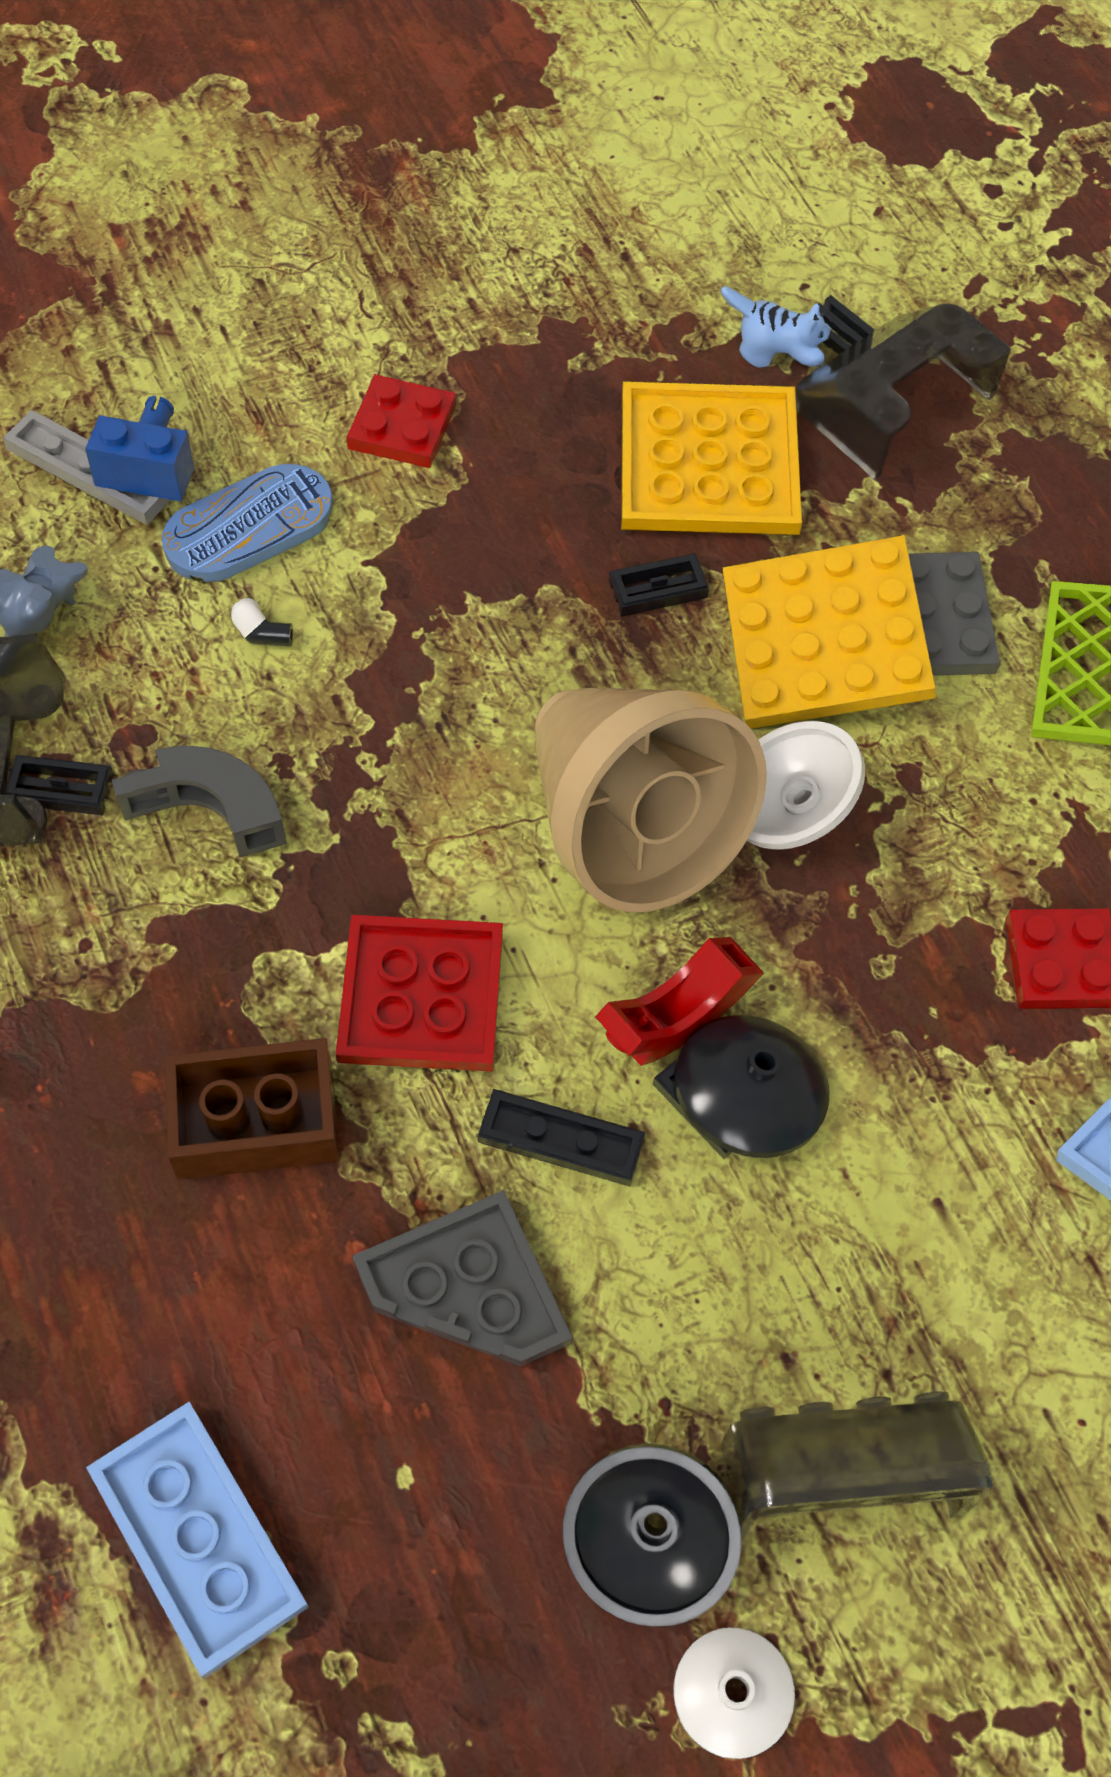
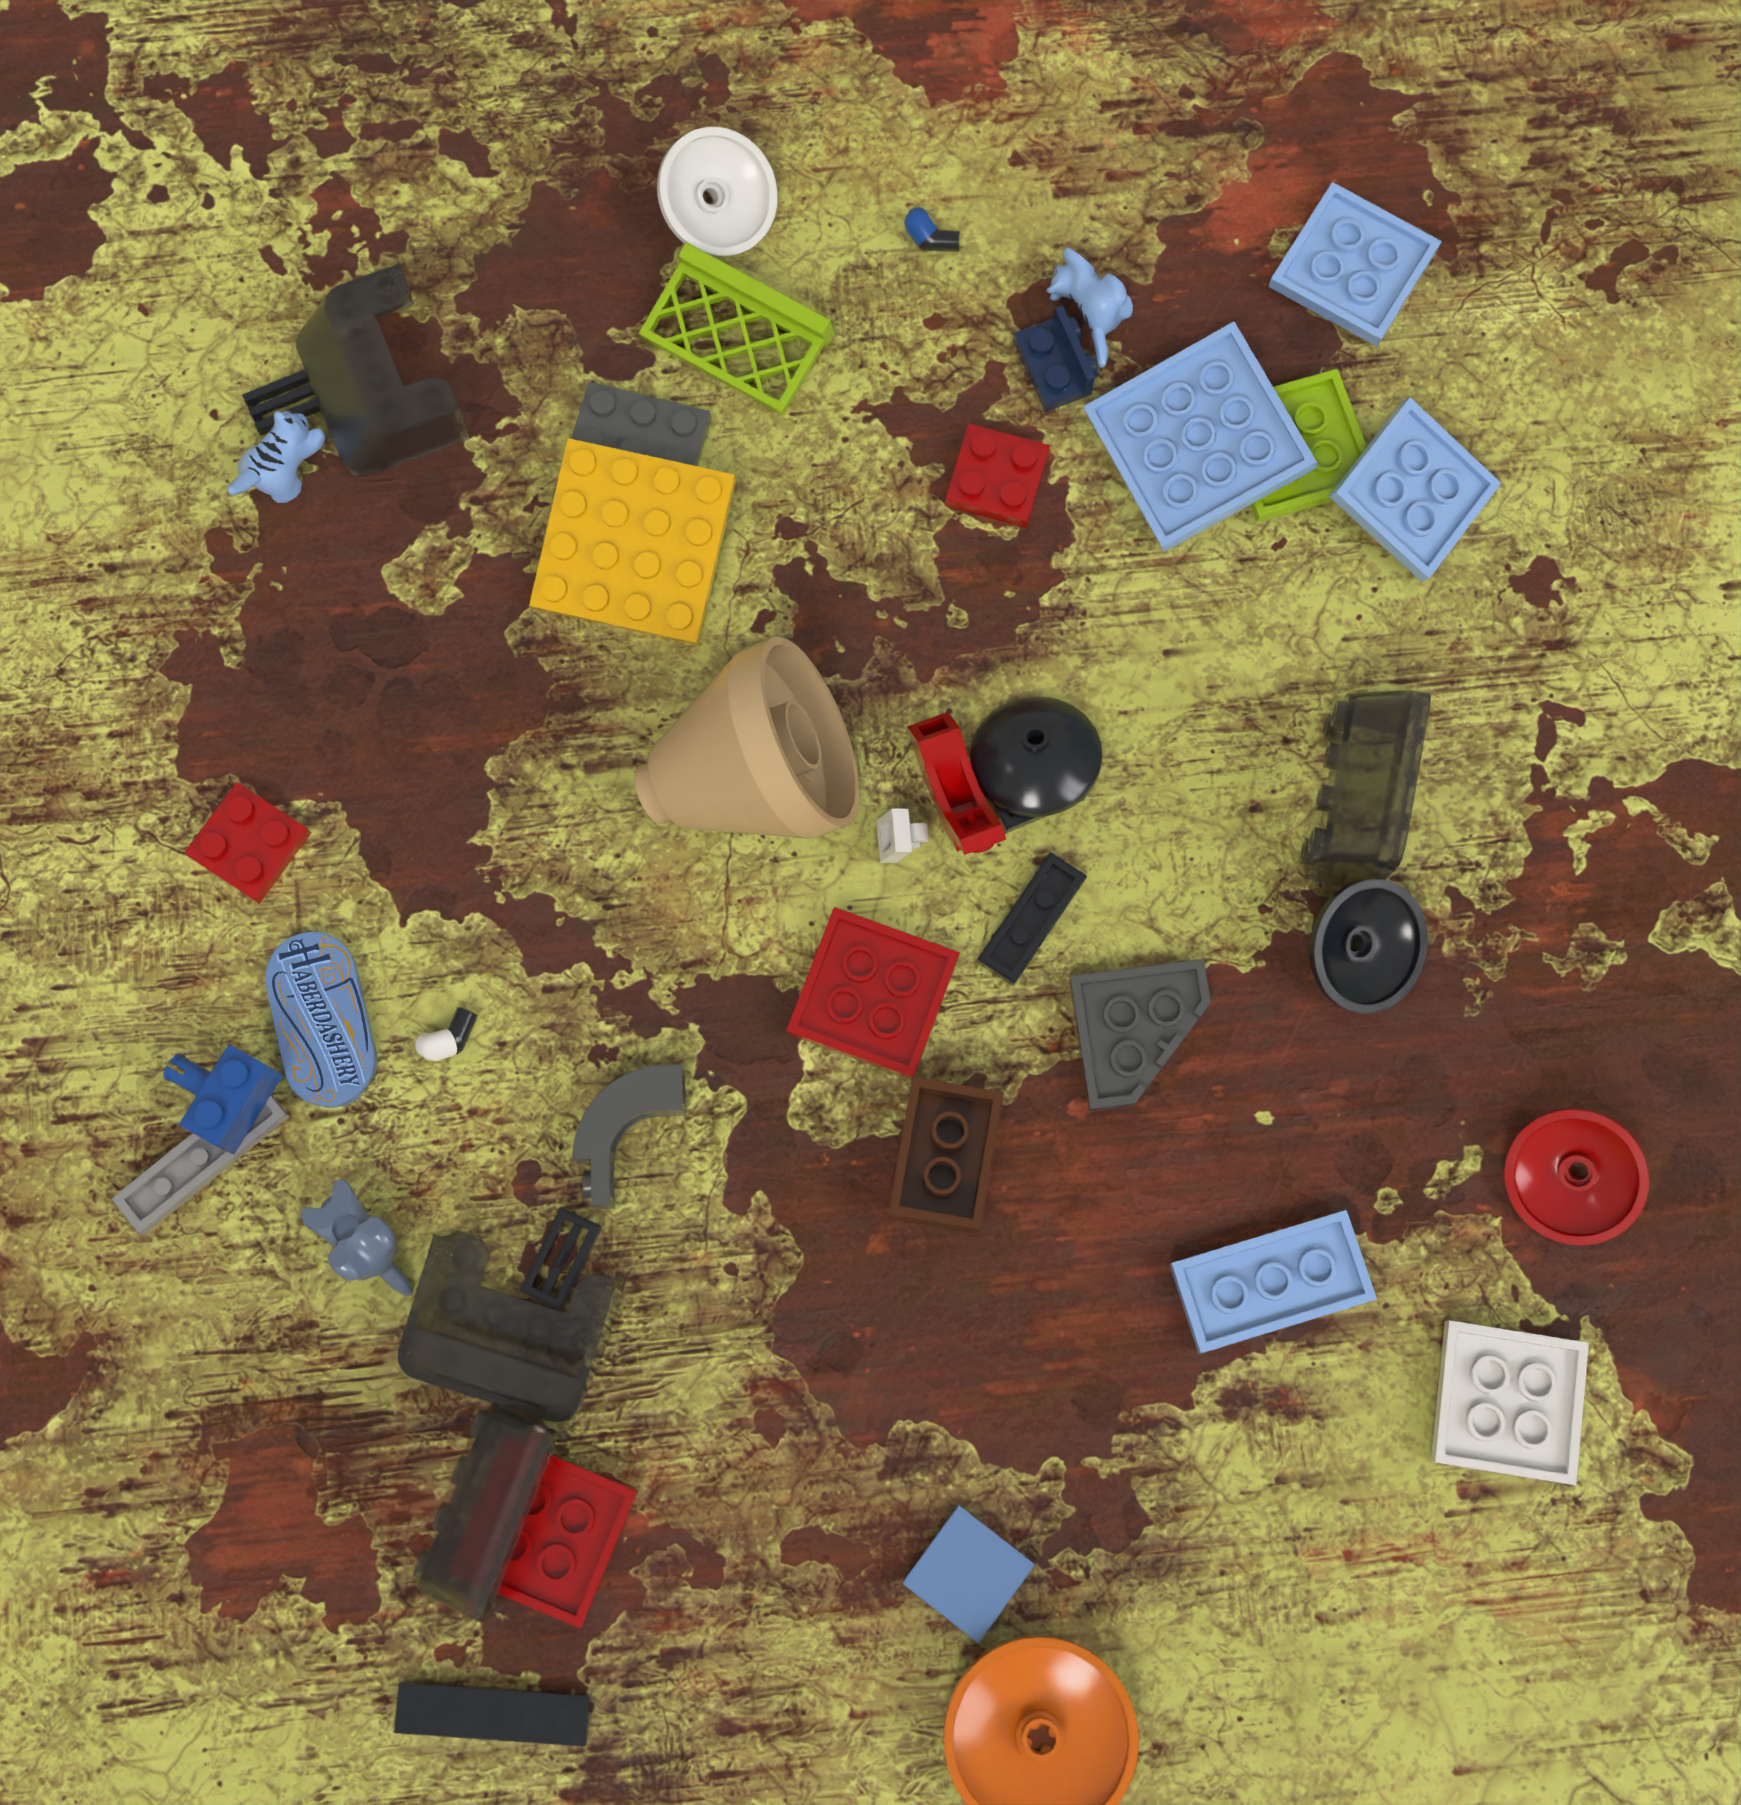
camera: 70 degrees left, 15 degrees up
(606, 968) = (898, 836): none -> white tile
(660, 590) = (522, 703): black tile -> none
(706, 1711) = (1461, 940): white dish -> none
(710, 458) = (399, 574): yellow plate -> none
(810, 783) = (768, 594): white dish -> none

